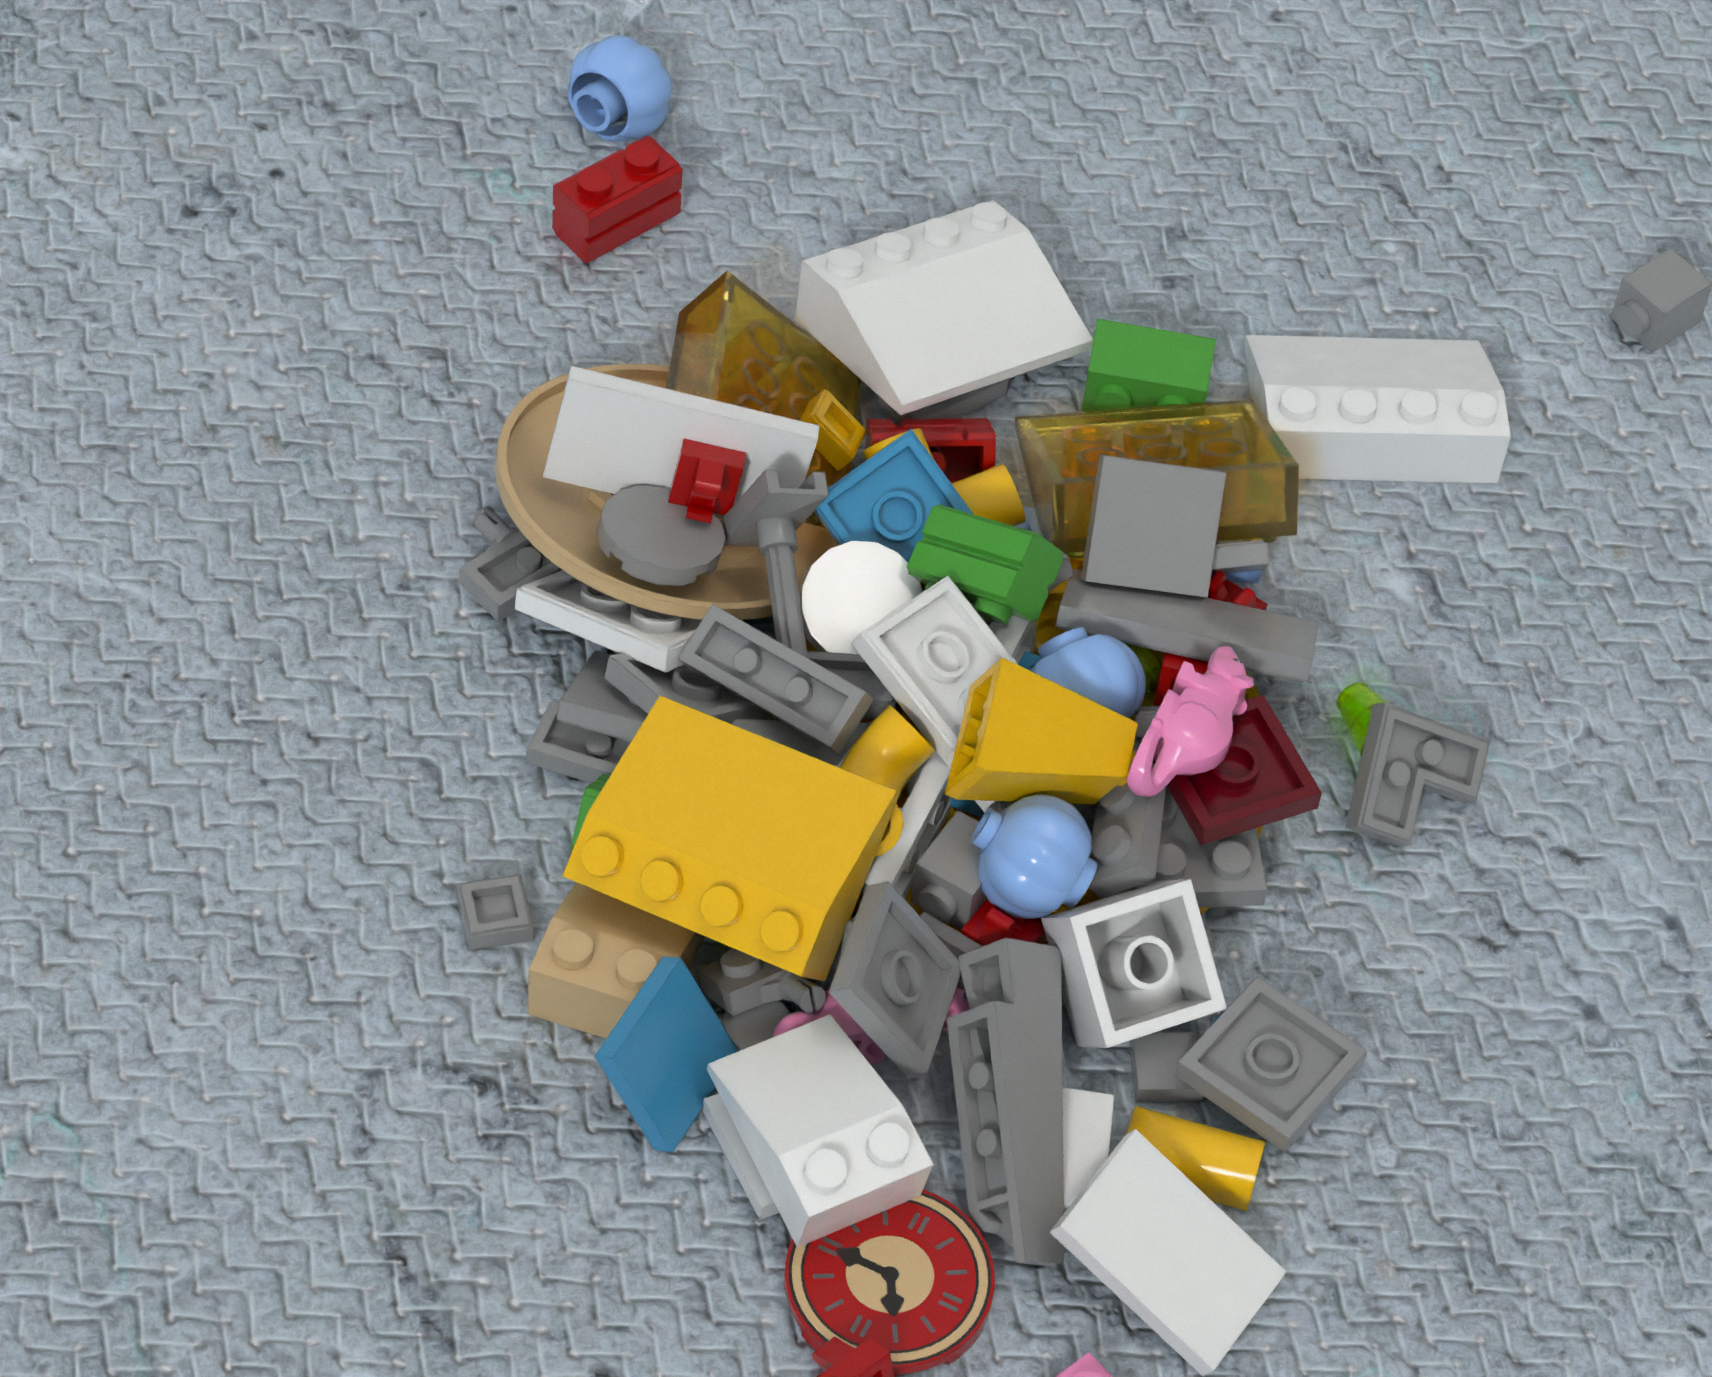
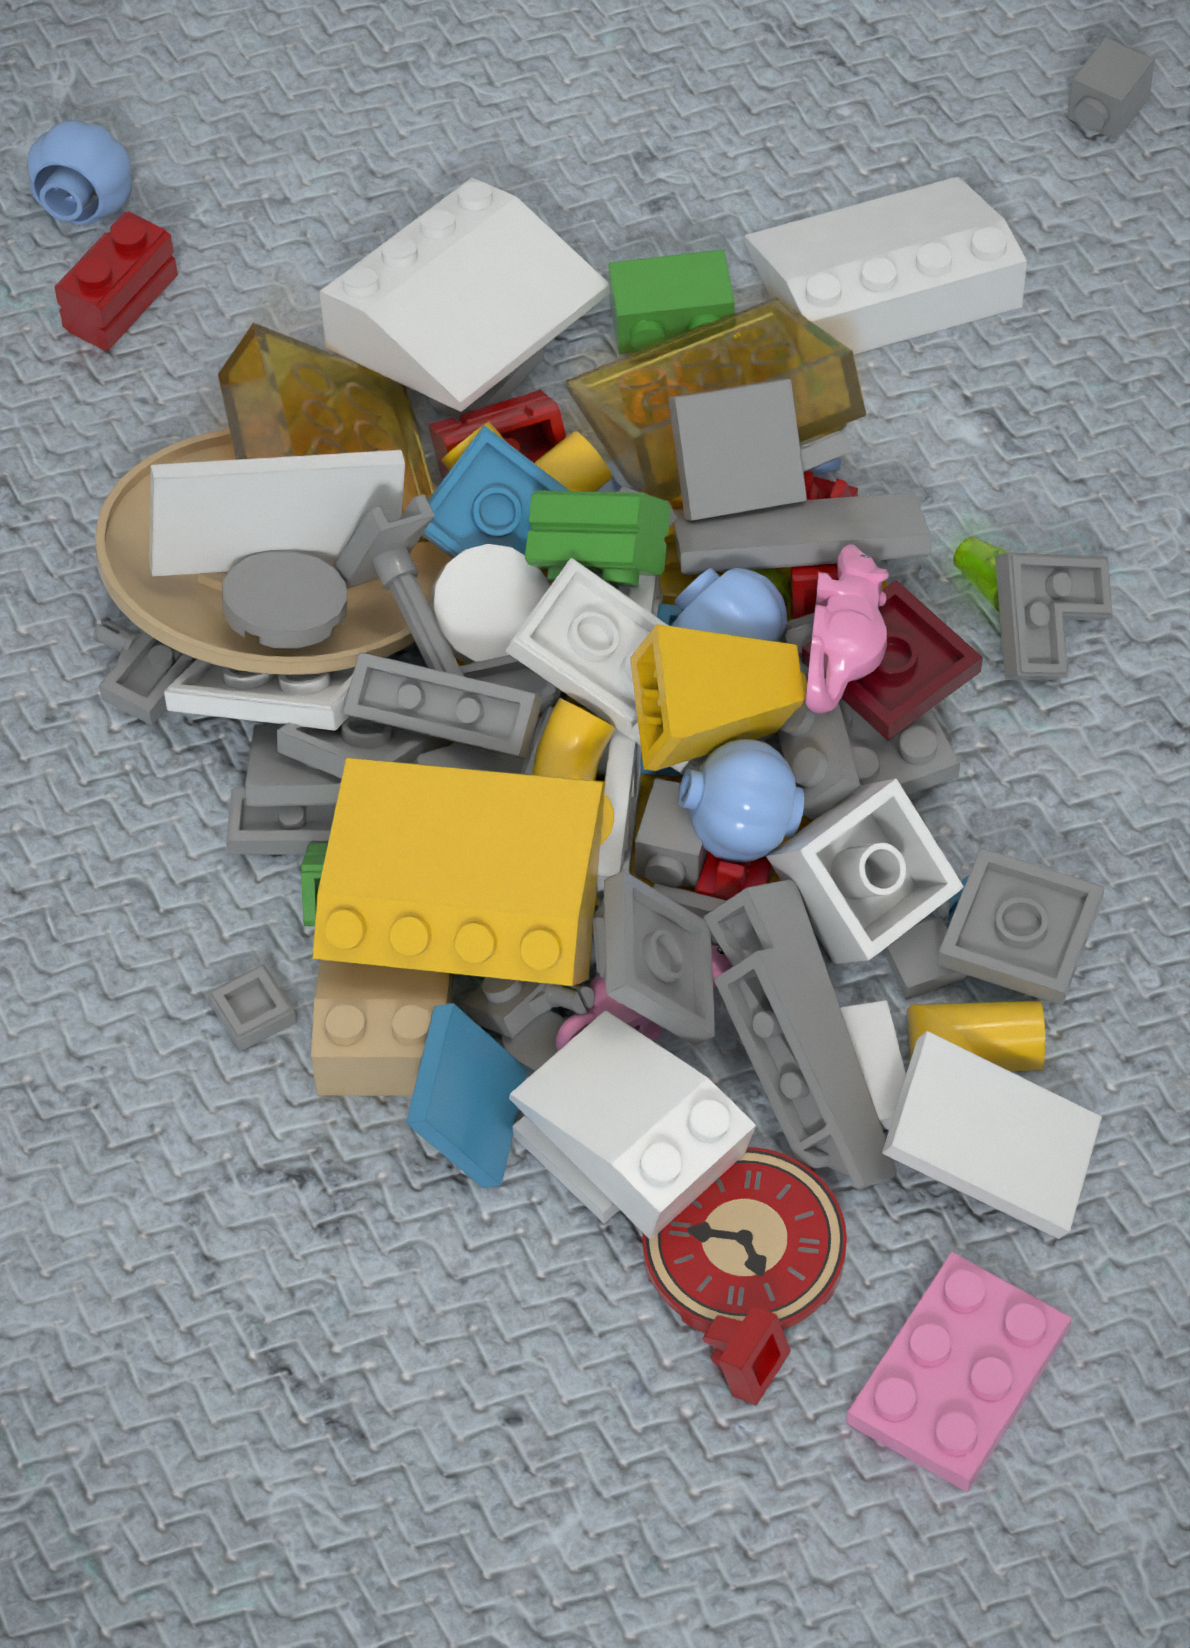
camera: 10 degrees left, 5 degrees up
(706, 479) = (309, 533): red tile -> none
(838, 430) = (395, 433): yellow tile -> none

